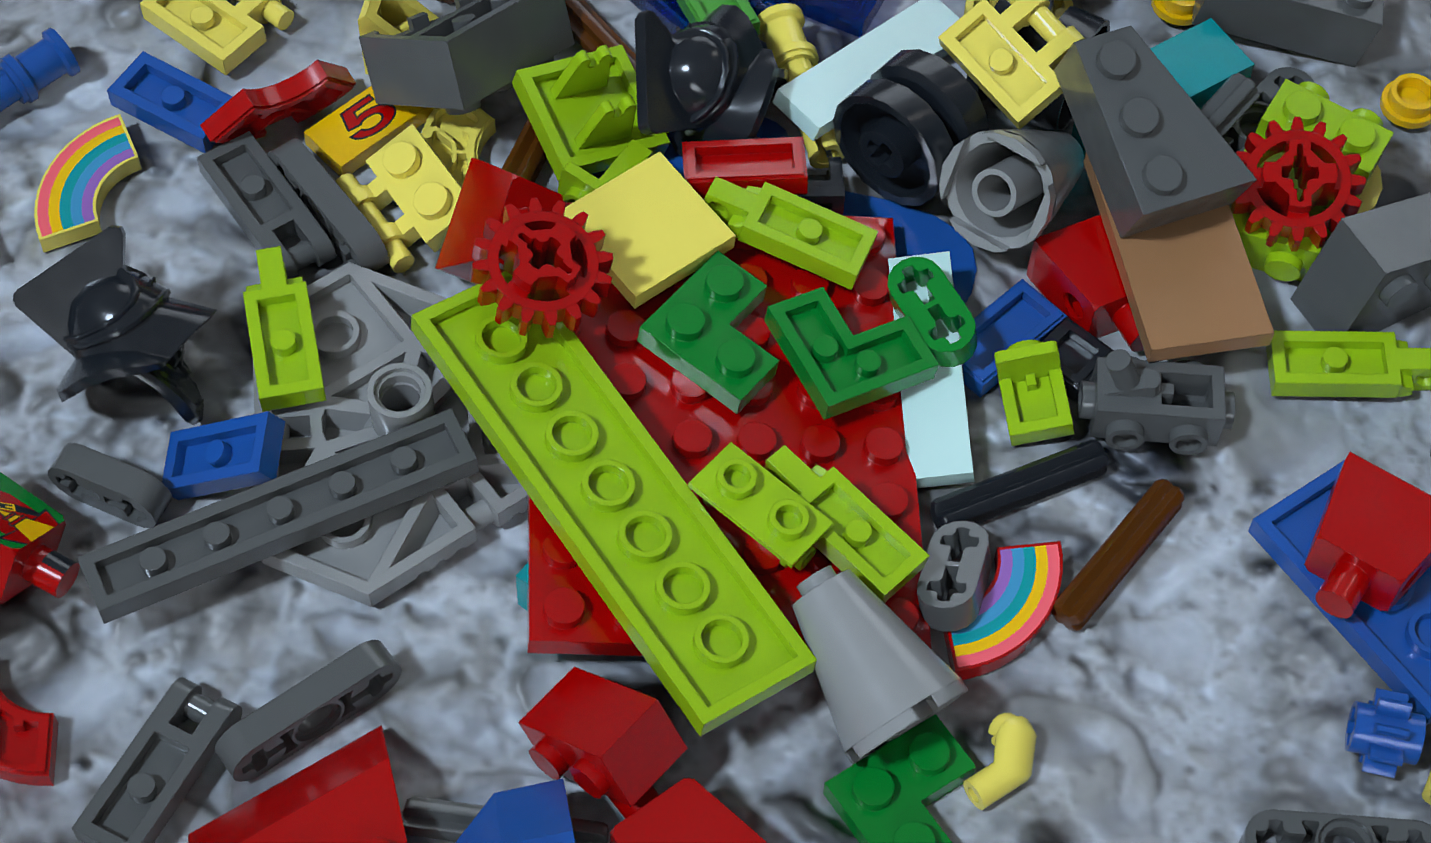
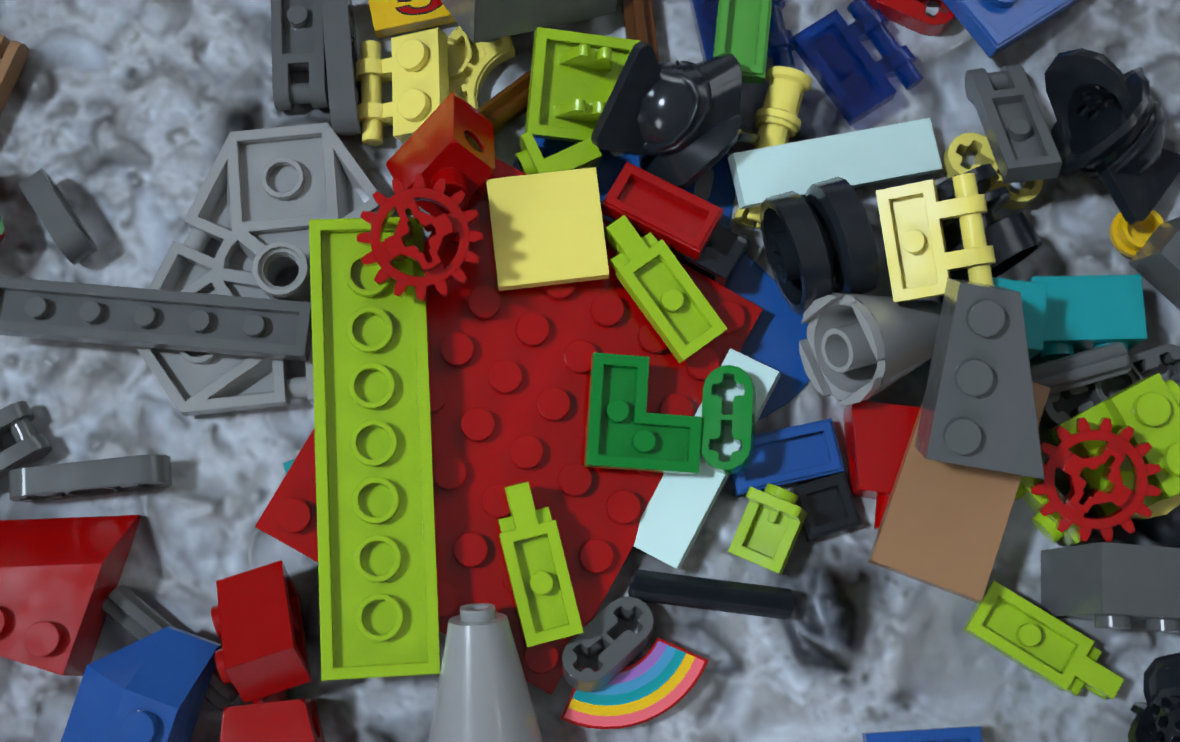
camera: 35 degrees right, 20 degrees up
(115, 322) = (116, 103): black helmet -> none
(223, 455) = (141, 242): blue plate -> none
(282, 336) = (233, 164): lime hinge -> none
(699, 335) = (530, 343): green plate -> none
(761, 506) = (475, 524): lime hinge -> none
(1118, 555) = (748, 694): reddish brown axle -> none
(1156, 403) = (843, 580): dark grey brick -> none

